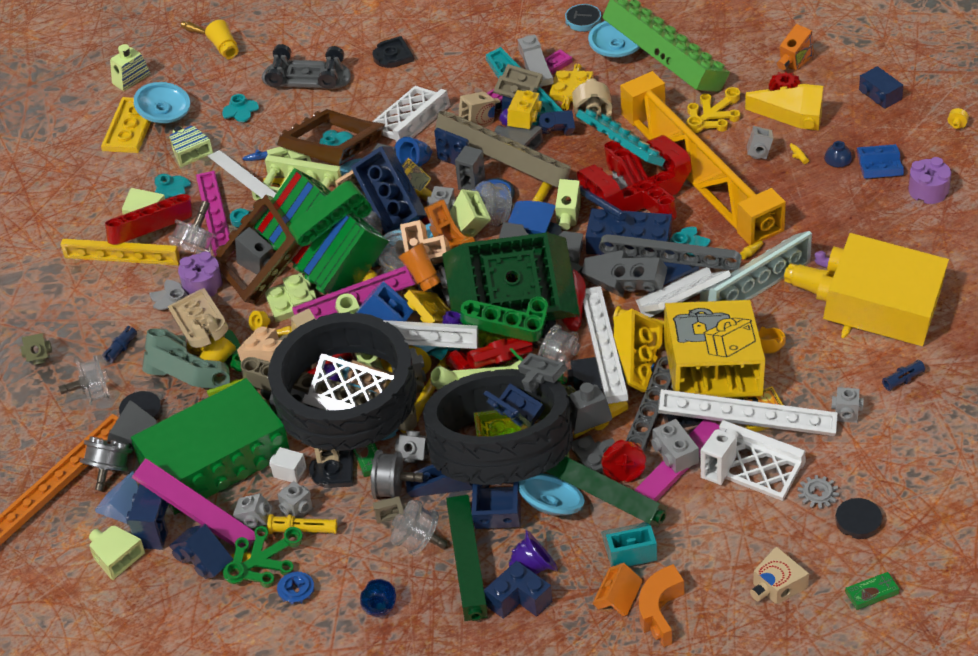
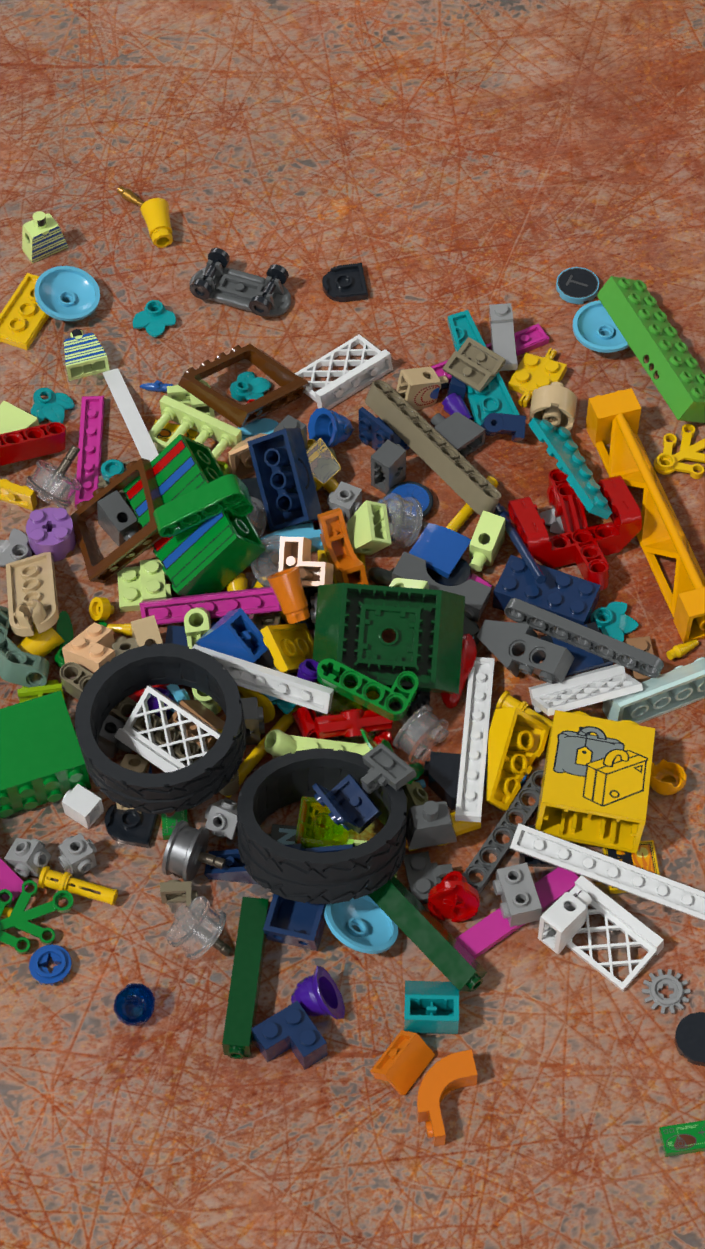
camera: 10 degrees right, 10 degrees up
(523, 109) = (470, 402): yellow brick -> none
(778, 578) = (586, 1095): tan torso -> none

